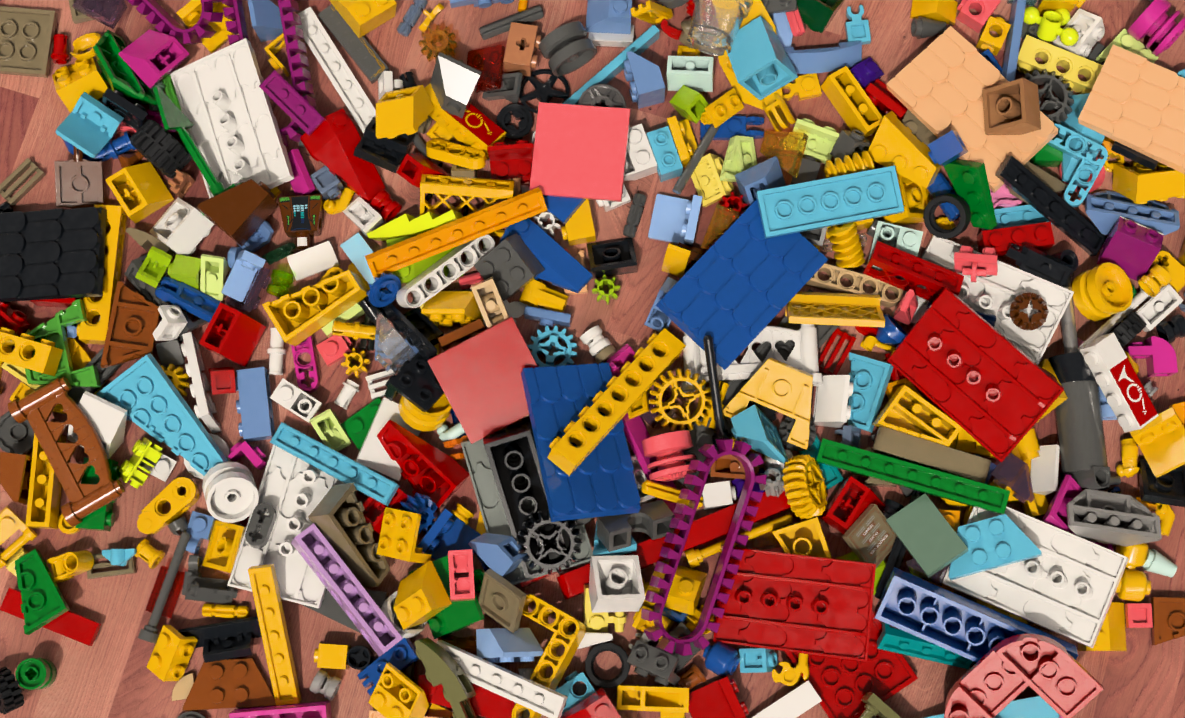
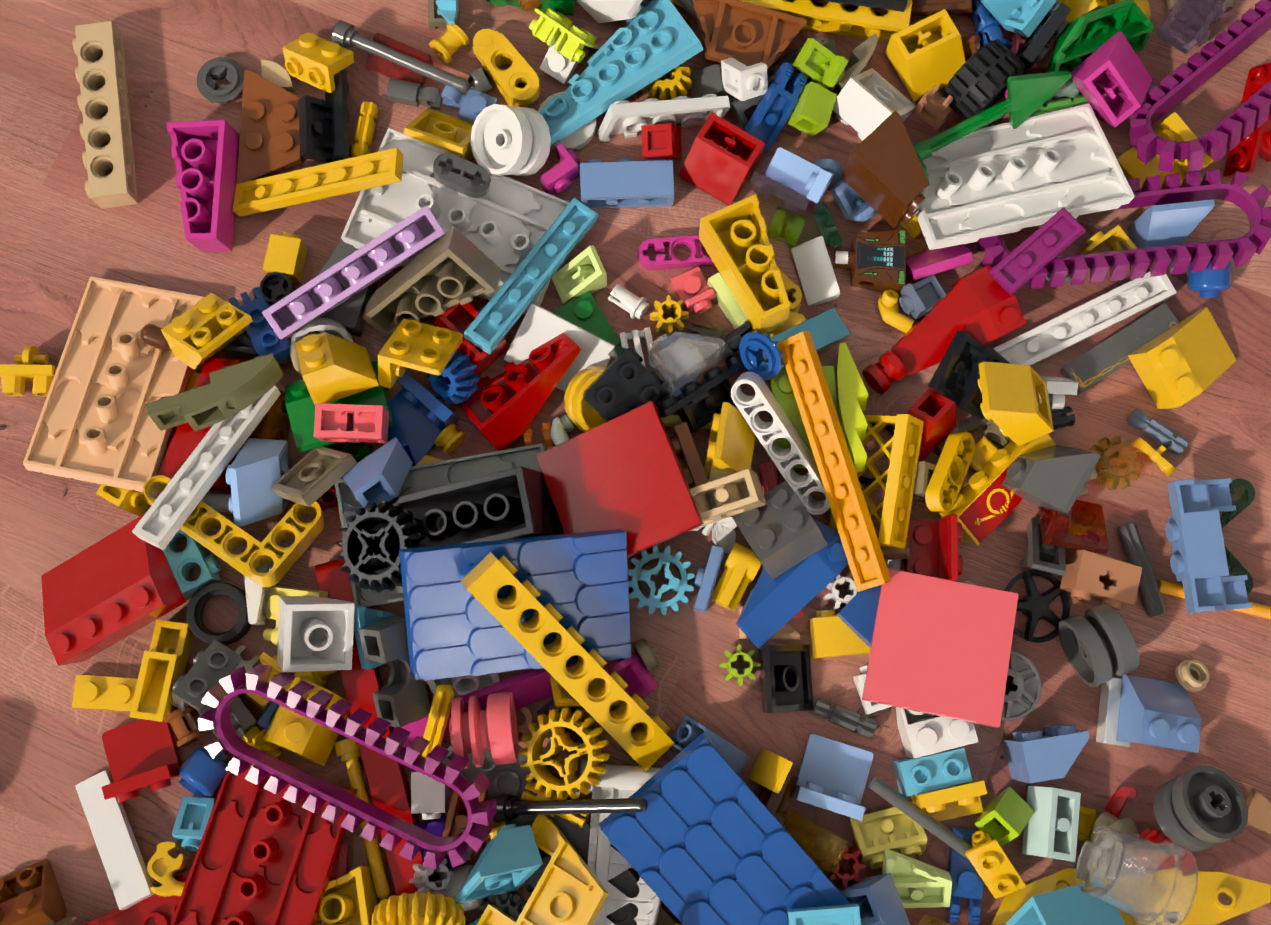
camera: 90 degrees right, 0 degrees up
(209, 590) = (391, 107): dark grey hinge -> none
(213, 275) = (805, 140): yellowish green slope -> none
(276, 353) = (686, 214): white pin -> none
(295, 400) = (625, 233): white slope -> none
(325, 684) = (250, 246): light grey wheel -> none
(353, 330) = (711, 310): yellow pin -> none
(363, 216) = (871, 341): white slope -> none
(520, 113) = (1000, 547): black gear -> none
(595, 340) = (667, 642): white wheel -> none
(616, 65) = (1070, 715): medium azure tile -> none
(651, 11) = (1148, 772): yellow tile -> none

